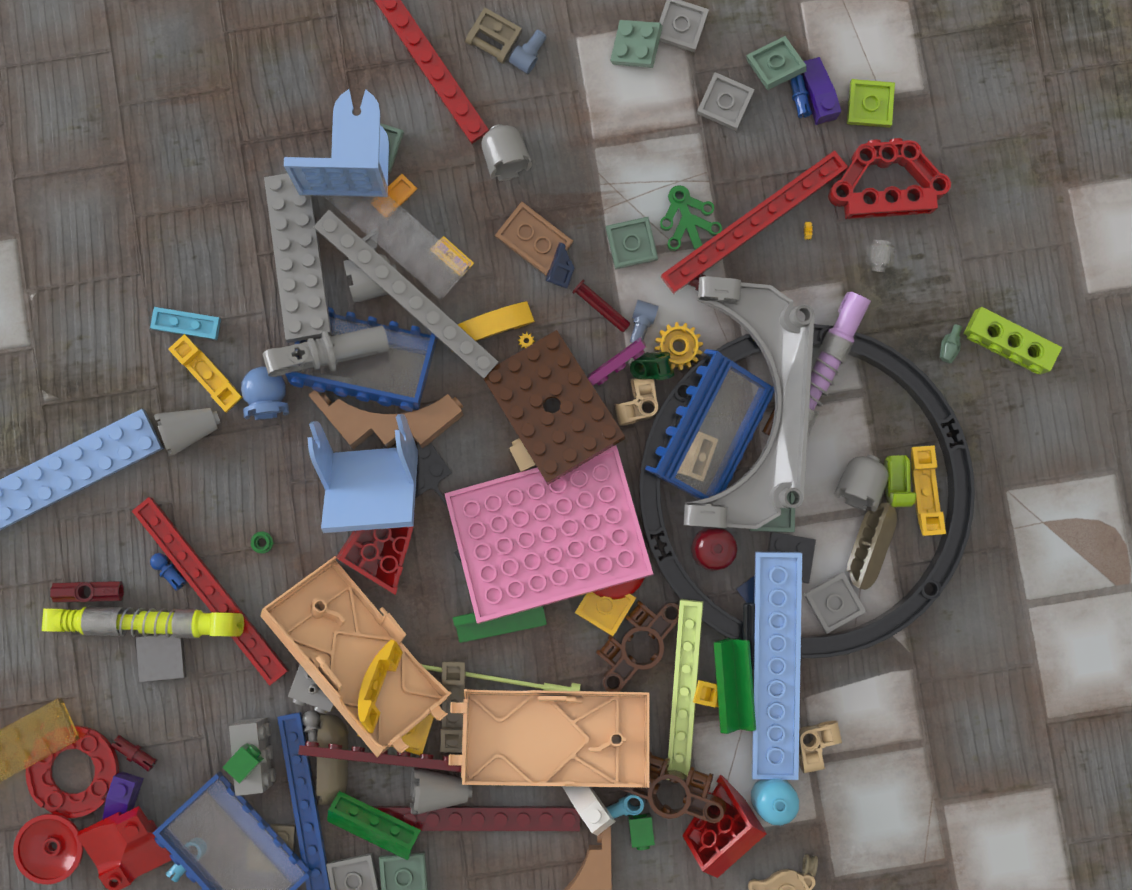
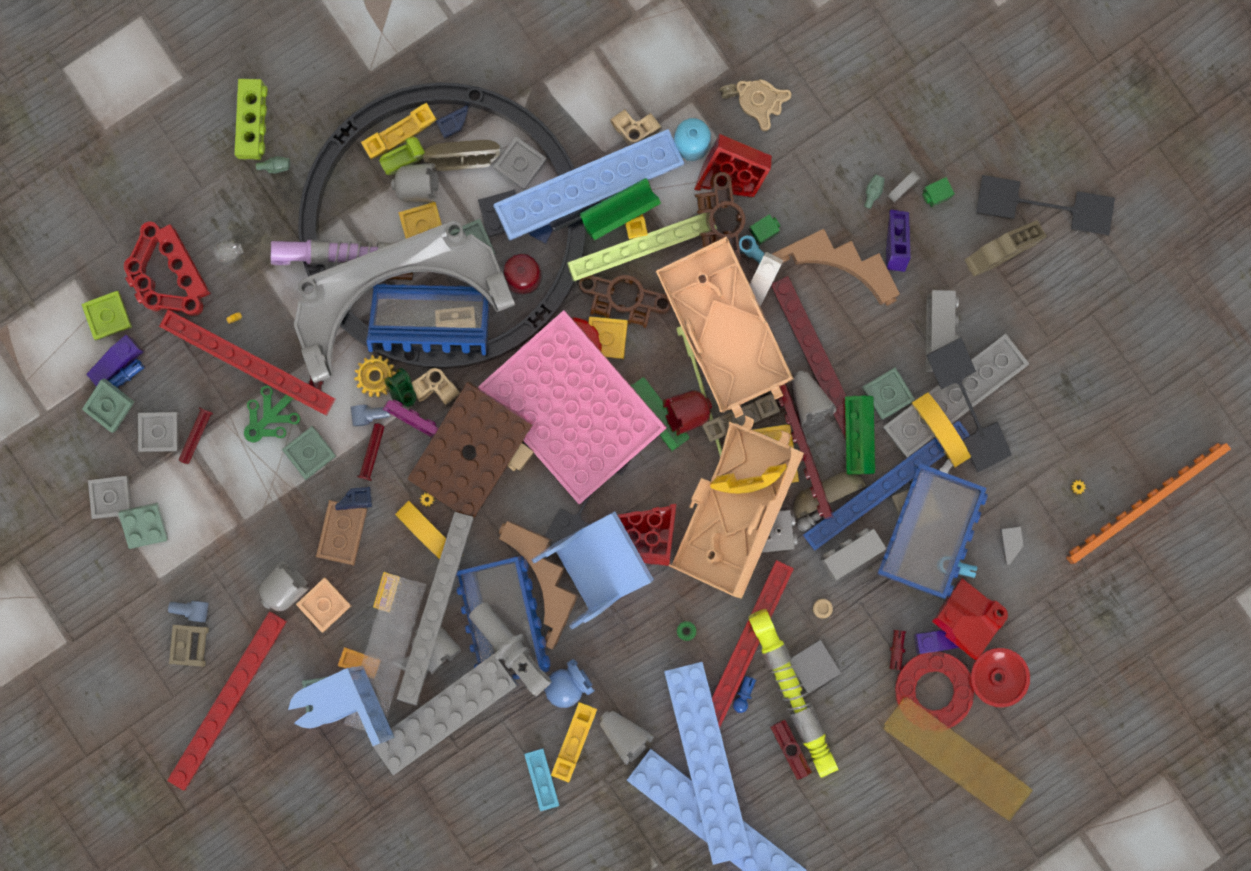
camera: 115 degrees left, 0 degrees up
(116, 499) = (707, 763): none -> light blue plate
(215, 695) = (822, 608): none -> tan tile
(243, 762) = (856, 553): green brick -> none
(468, 186) = (323, 605): none -> light nougat plate
(485, 653) = (687, 411): none -> dark red cylinder
(704, 136) = (195, 436): none -> dark red axle
(821, 468) = (419, 219): none -> yellow plate
(911, 552) = (452, 122): none -> dark blue tile

